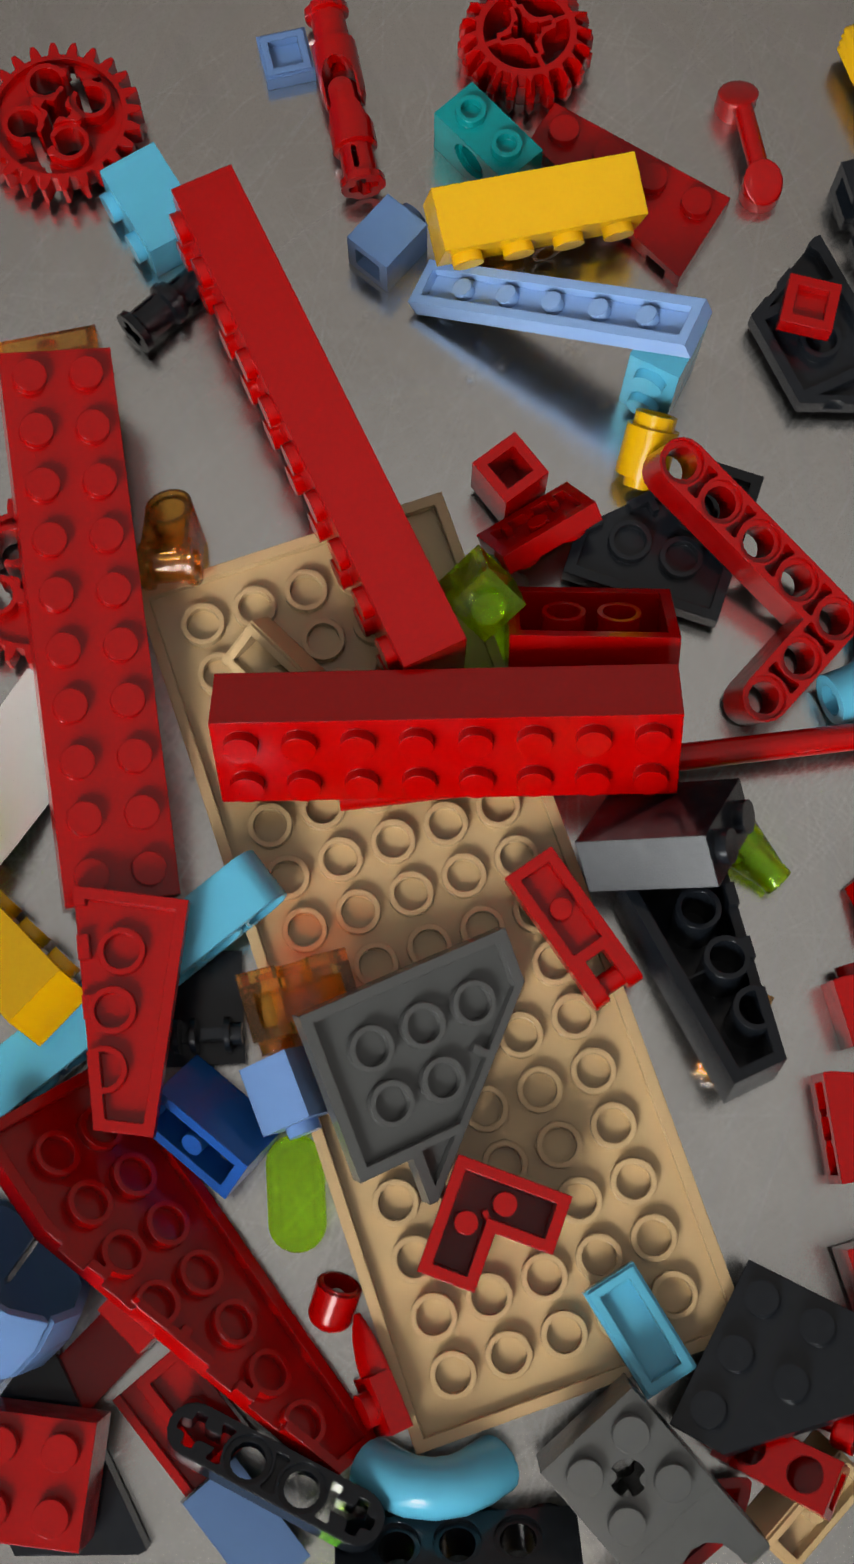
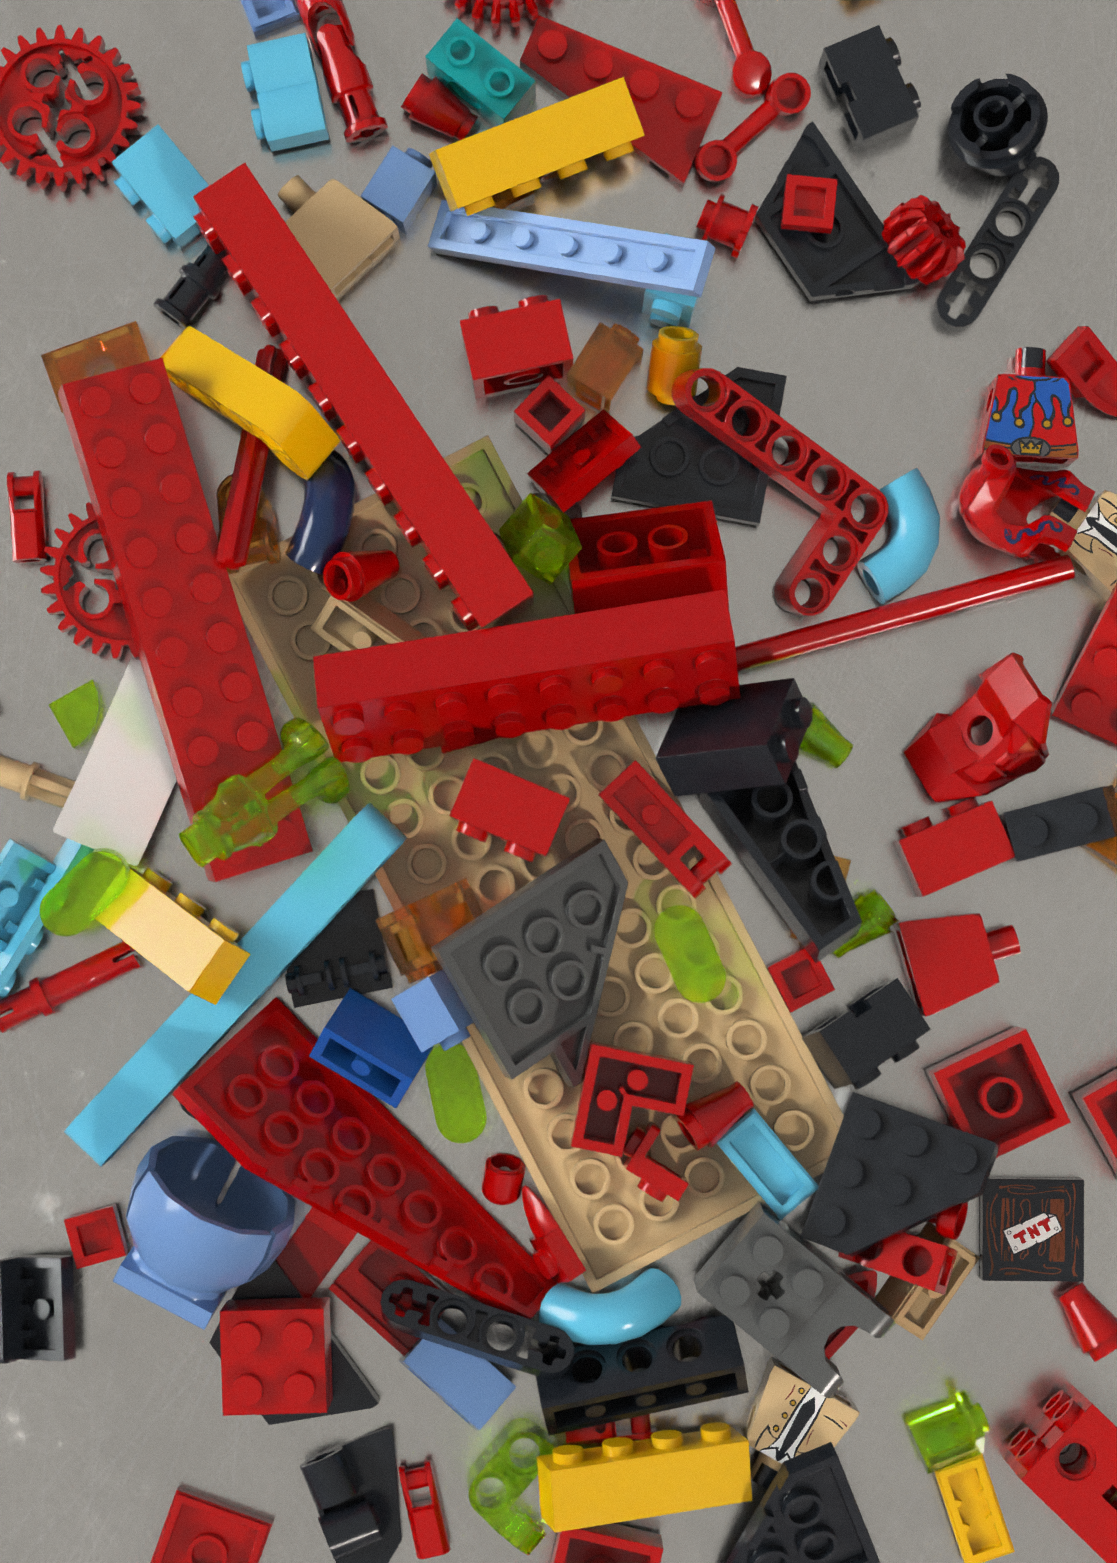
camera: 15 degrees left, 10 degrees up
(108, 838) = (241, 813): none -> clear neon green piece
(130, 982) = (285, 946): red wing -> none
(187, 476) = (247, 480): none -> red axle
(203, 415) = (251, 400): none -> yellow beam
(255, 542) = (324, 515): none -> dark blue cylinder
(279, 603) = (357, 573): none -> red cone
(289, 138) = (286, 92): none -> medium azure brick
(324, 270) = (337, 230): none -> tan torso
(403, 876) = (508, 809): none -> red brick
(433, 165) = (438, 108): none -> red cone
(484, 400) = (516, 345): none -> red brick
(509, 1326) = (655, 1177): none -> red bracket
(576, 435) = (605, 367): none -> clear orange brick
(582, 1072) = (689, 953): none -> clear neon green tile
(585, 1262) = (713, 1115): none -> red cone
(703, 1121) = (800, 979): none -> red plate
(726, 322) = (726, 223): none -> red brick
(771, 1196) = (873, 1030): none -> black brick
(790, 215) = (783, 98): none -> red bar
(794, 1072) = (876, 921): none -> clear neon green cone

